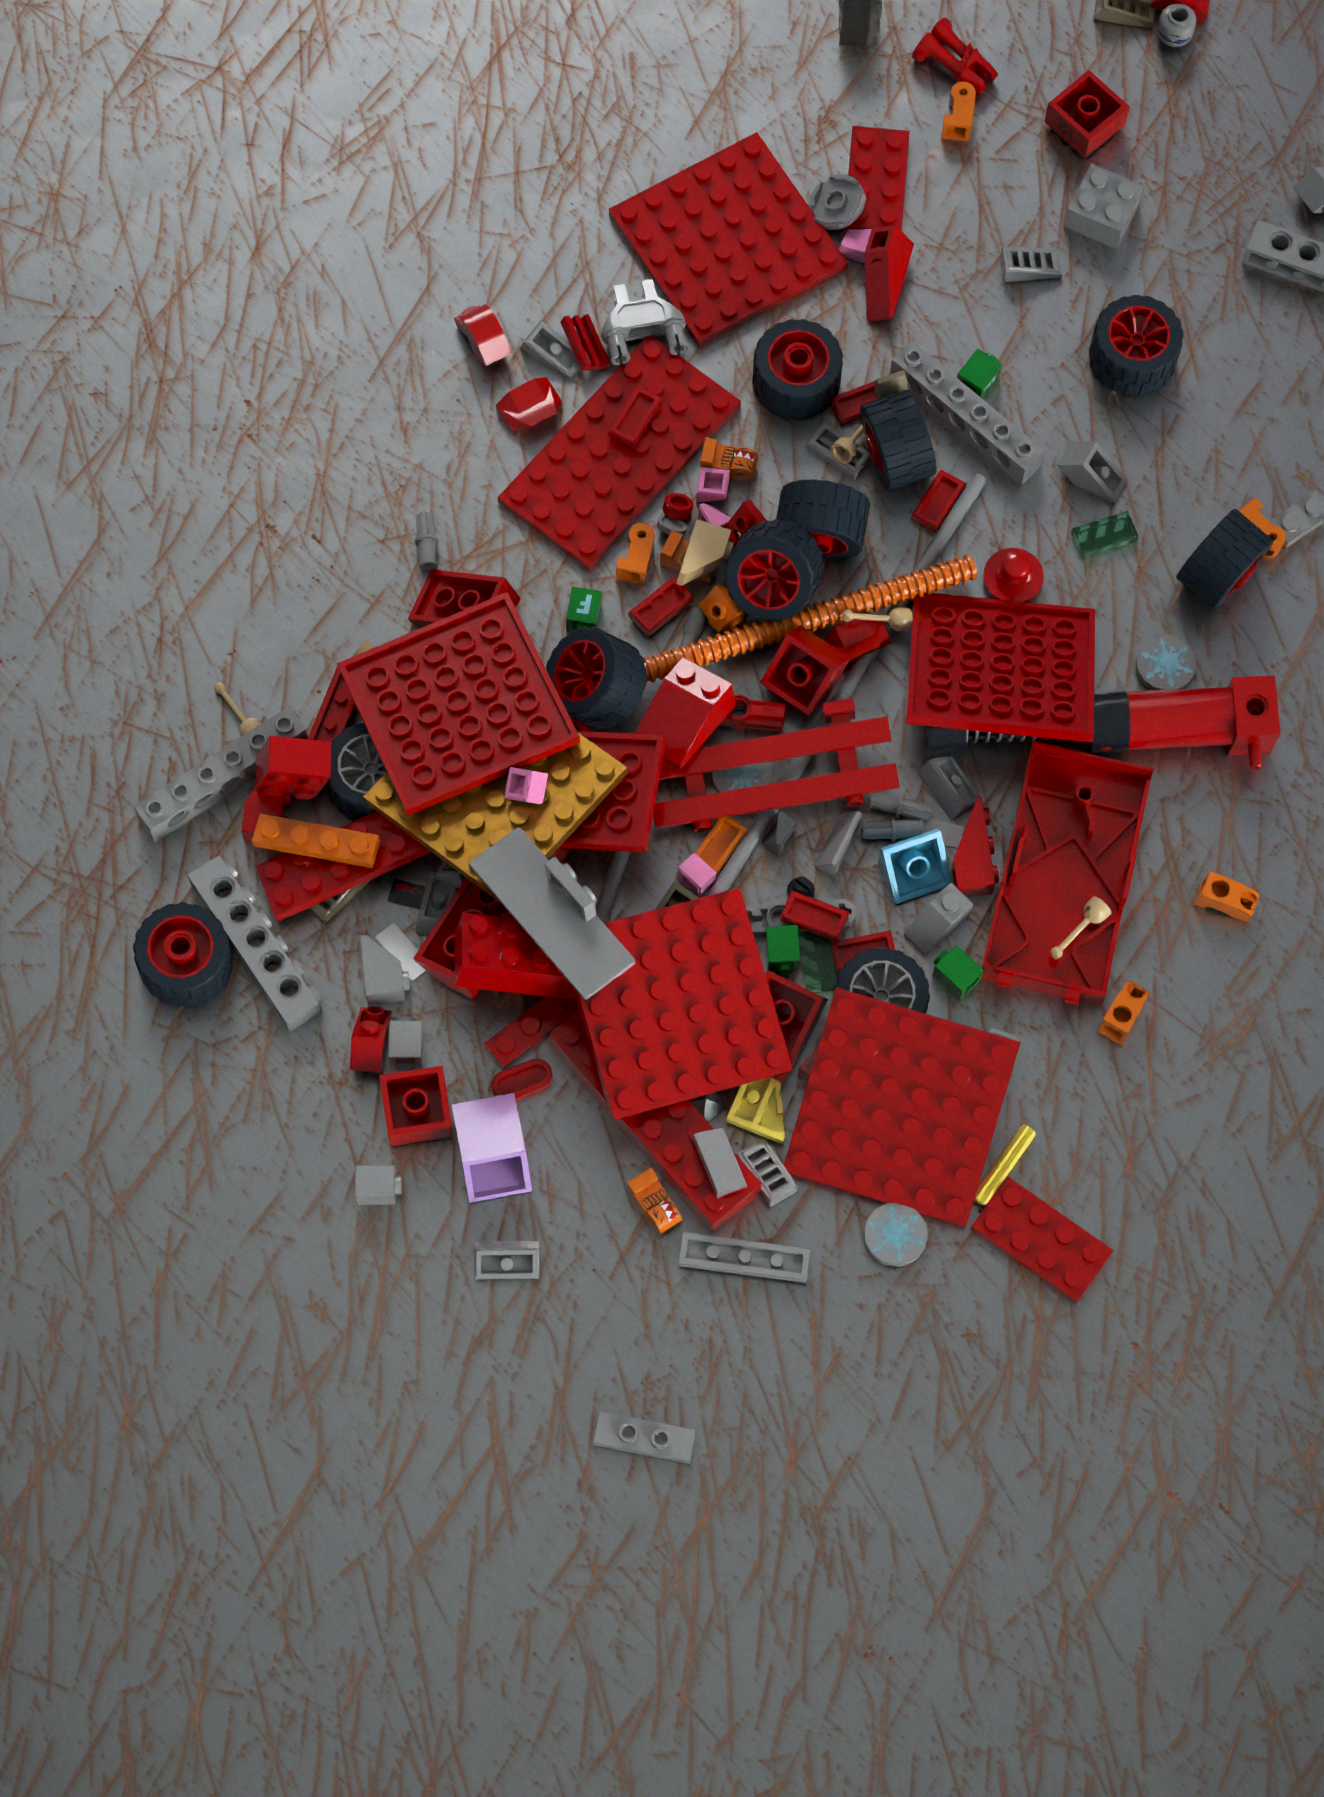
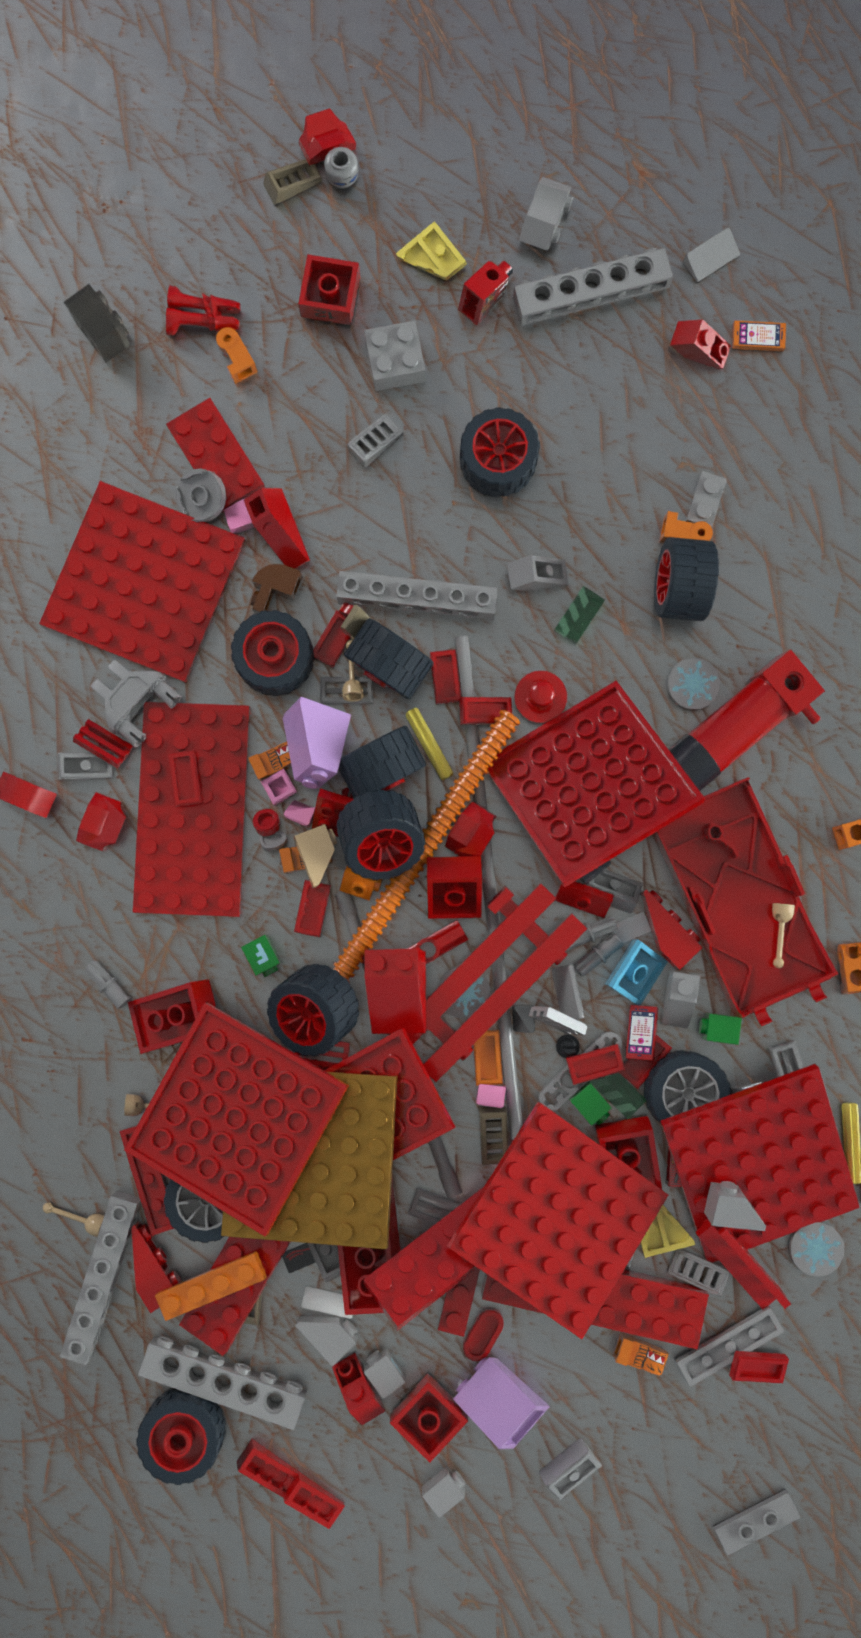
camera: 35 degrees left, 15 degrees up
(241, 1079) = (292, 1485): none -> red slope
(293, 767) = (153, 1249): red brick -> none
(526, 785) = (336, 1150): bright pink slope -> none
(553, 911) = (432, 1240): light grey bracket -> none
(641, 548) = (268, 881): orange leg -> none
(719, 1161) = (672, 1307): light grey slope -> none
(757, 1294) = (758, 1367): none -> red tile
(778, 457) = (315, 740): none -> lavender slope
(810, 851) = (558, 1020): none -> light grey tile
(812, 1183) = (742, 1265): none -> red fence
(844, 1113) = (730, 1208): none -> light grey slope
(847, 315) = (276, 580): none -> reddish brown brick
(878, 544) = (429, 743): none -> light yellow axle
(879, 922) = (642, 1033): none -> tile
(898, 619) = (488, 795): tan hinge -> none
(917, 770) = (585, 898): none -> red plate
(947, 545) = (482, 709): none -> red tile
(980, 372) = (403, 557): green brick -> none
(1205, 148) = (433, 253): none -> light yellow wing
(1228, 206) = (484, 290): none -> red torso

